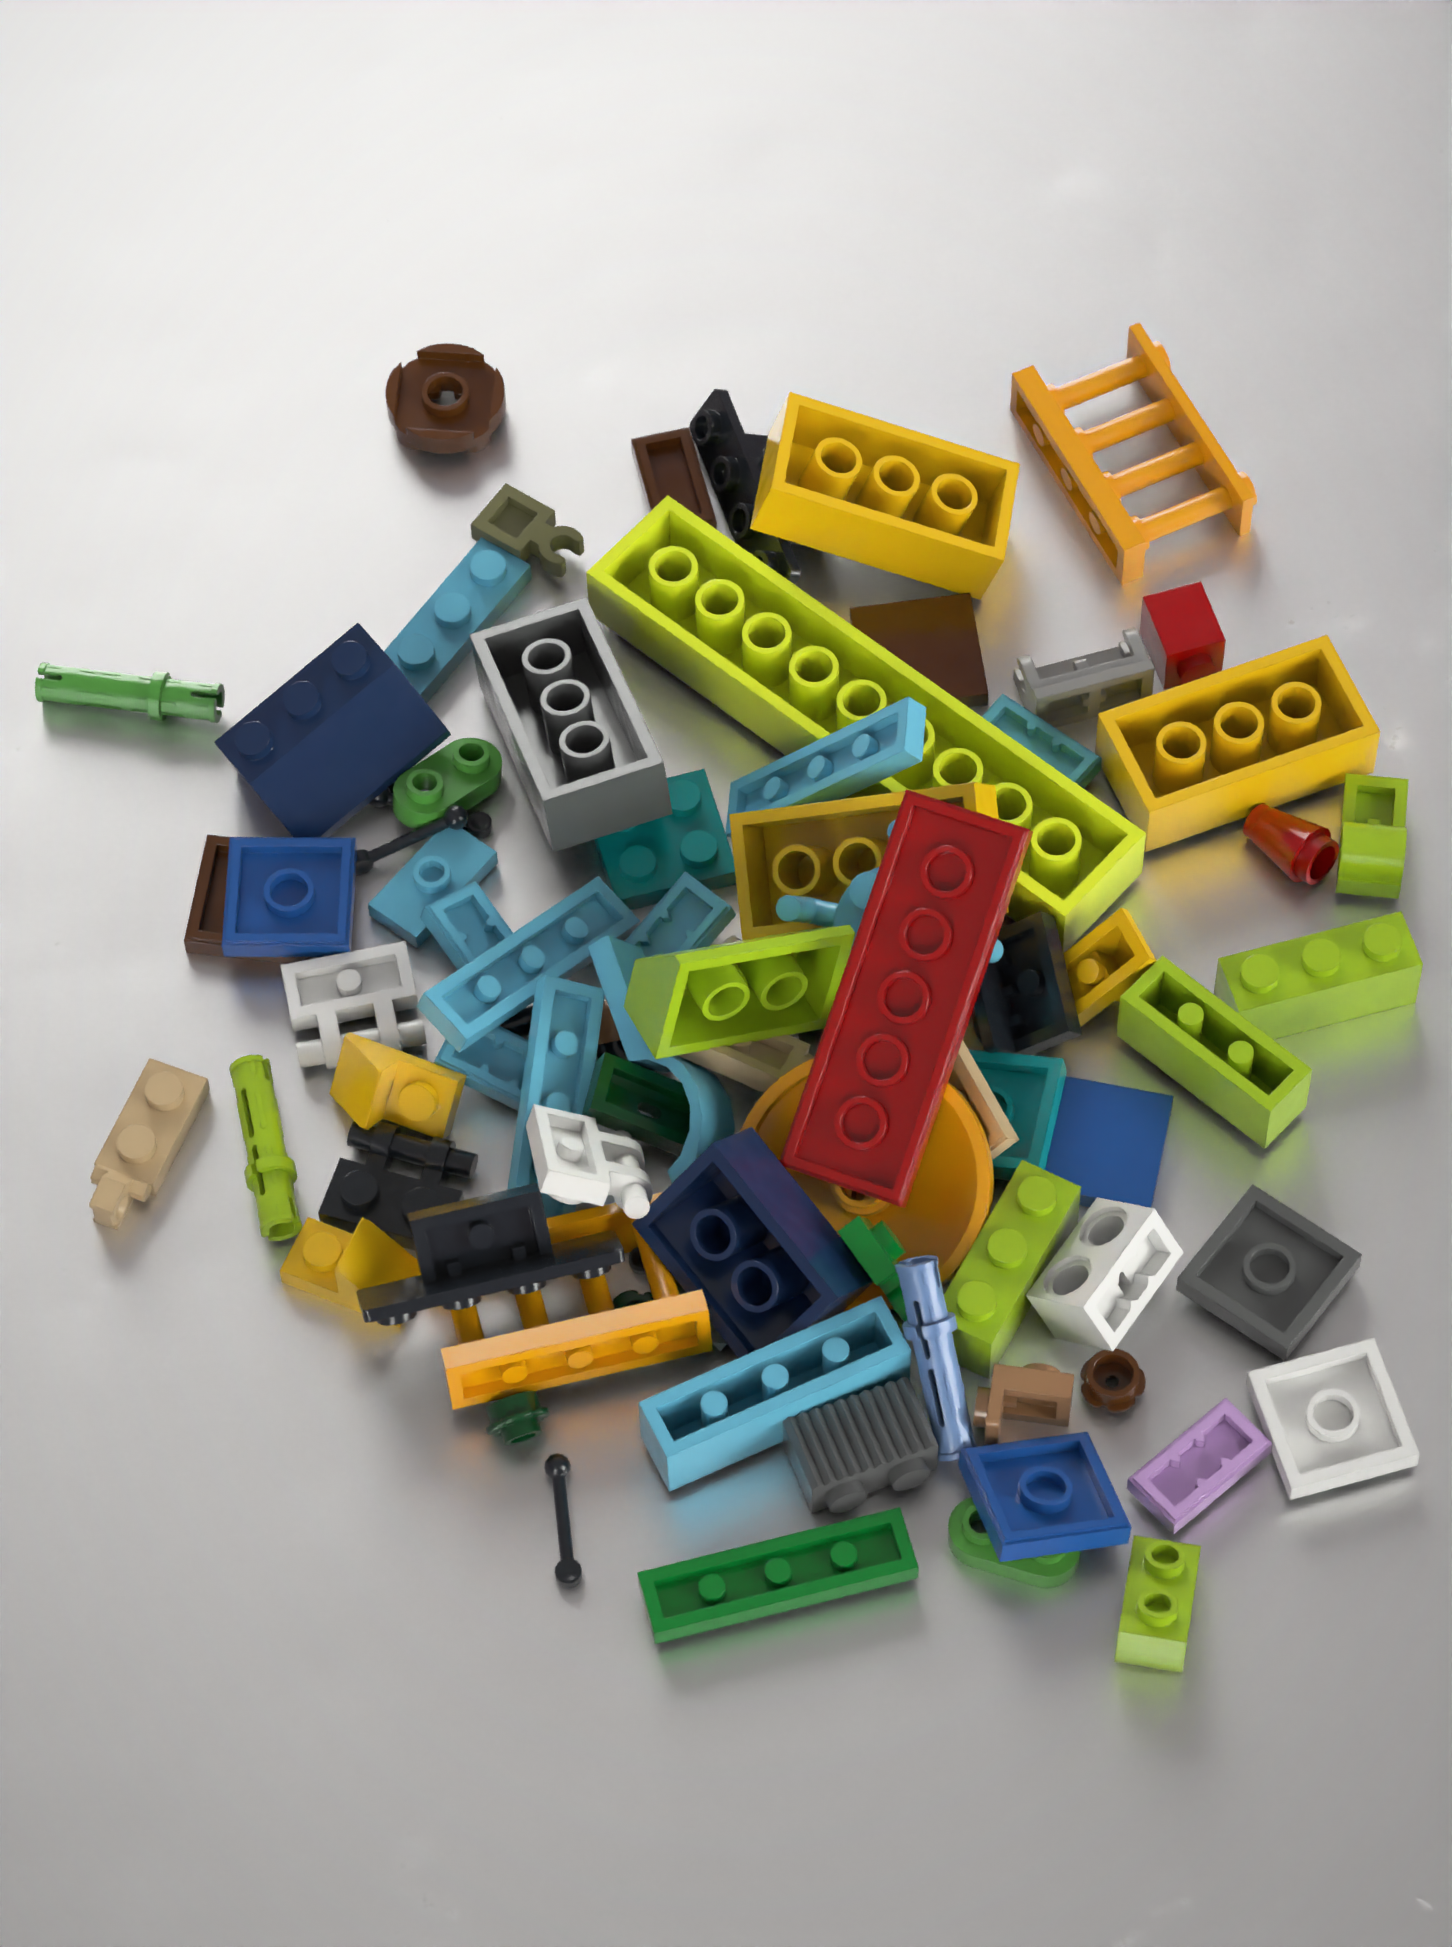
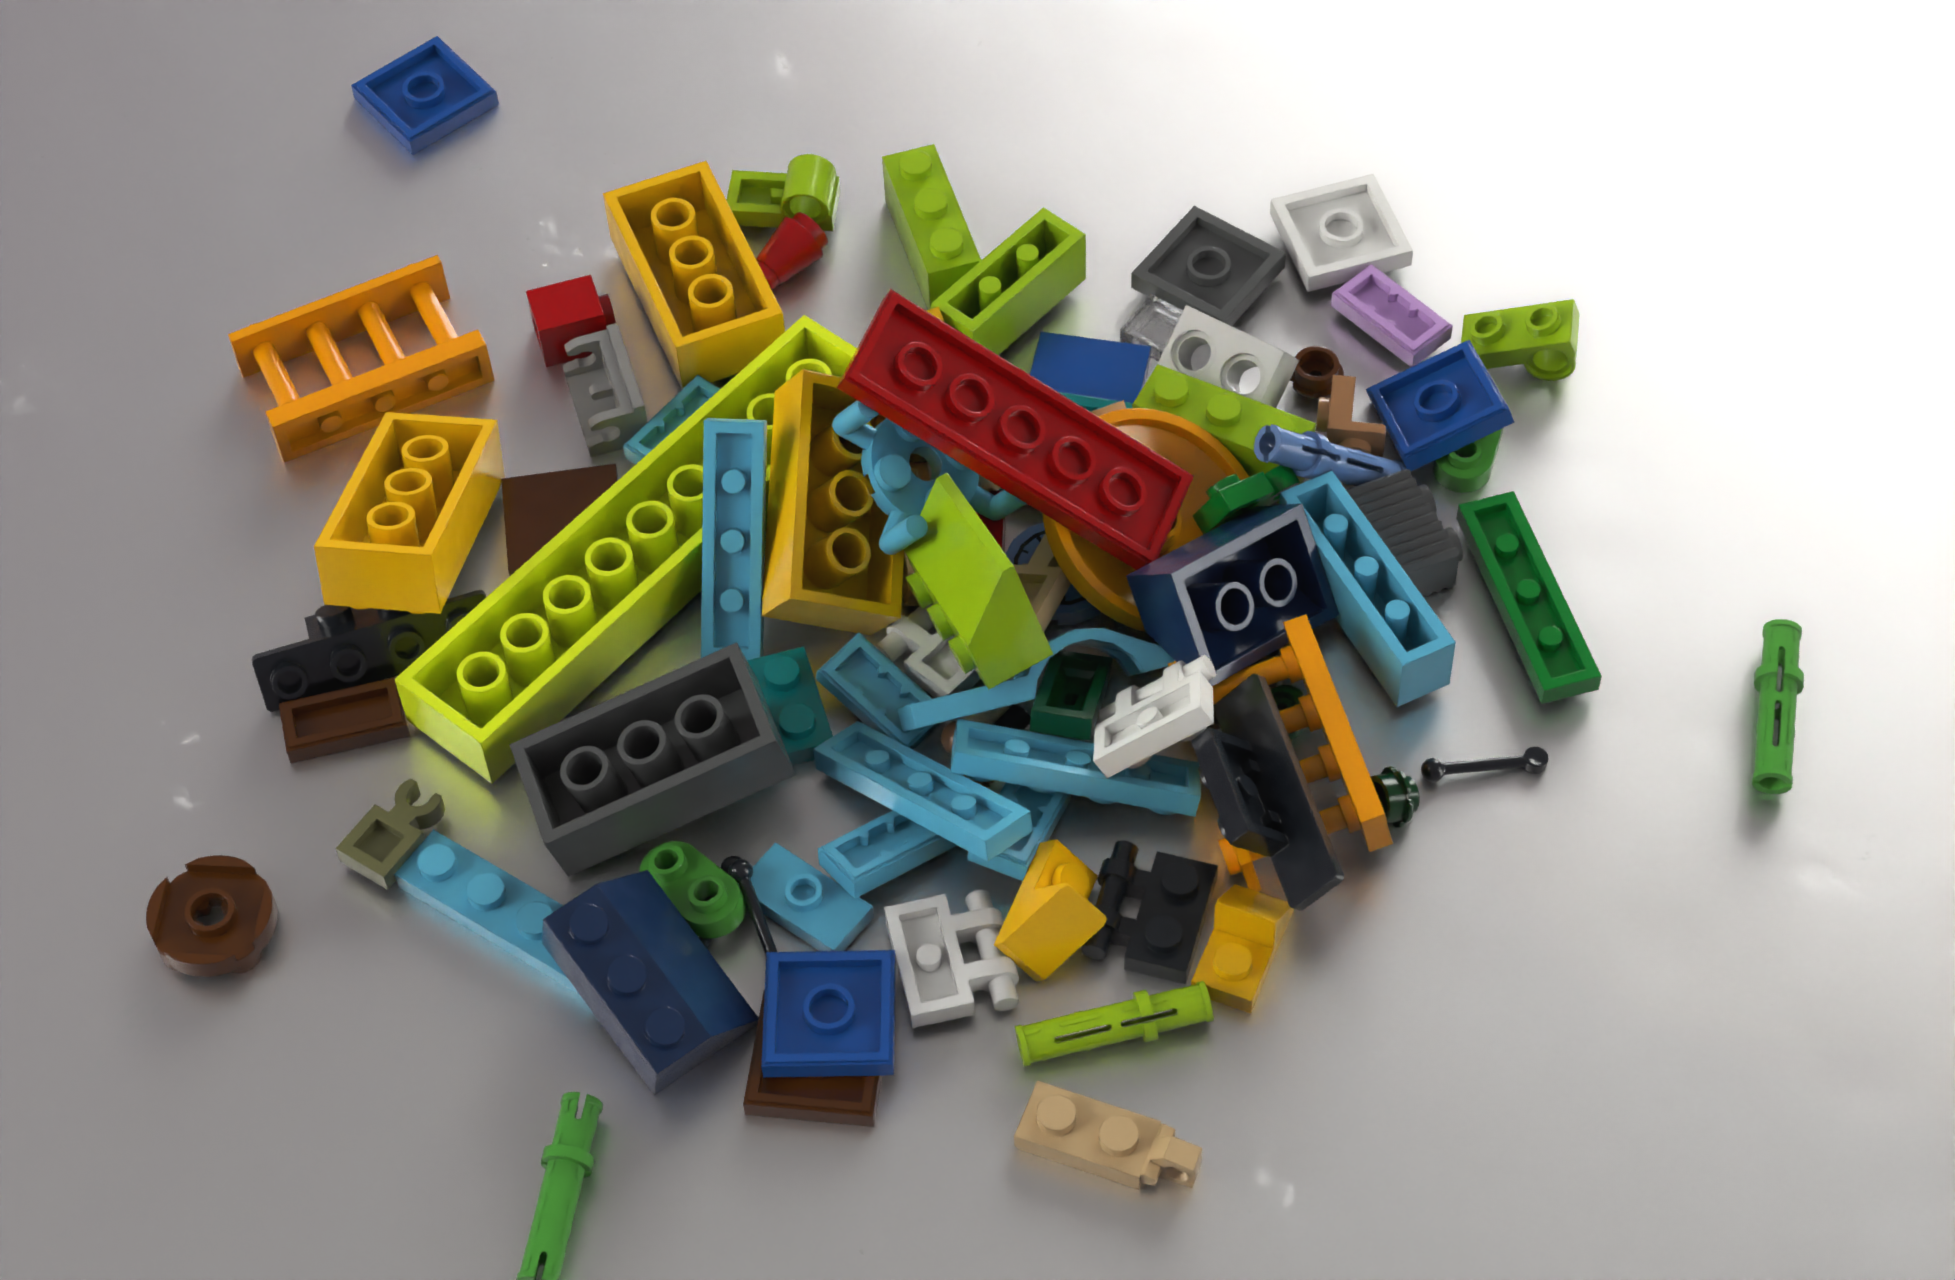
camera: 90 degrees left, 5 degrees down
(615, 1822) = (1773, 762): none -> bright green pin
(1189, 1216) = (1151, 325): none -> clear tile

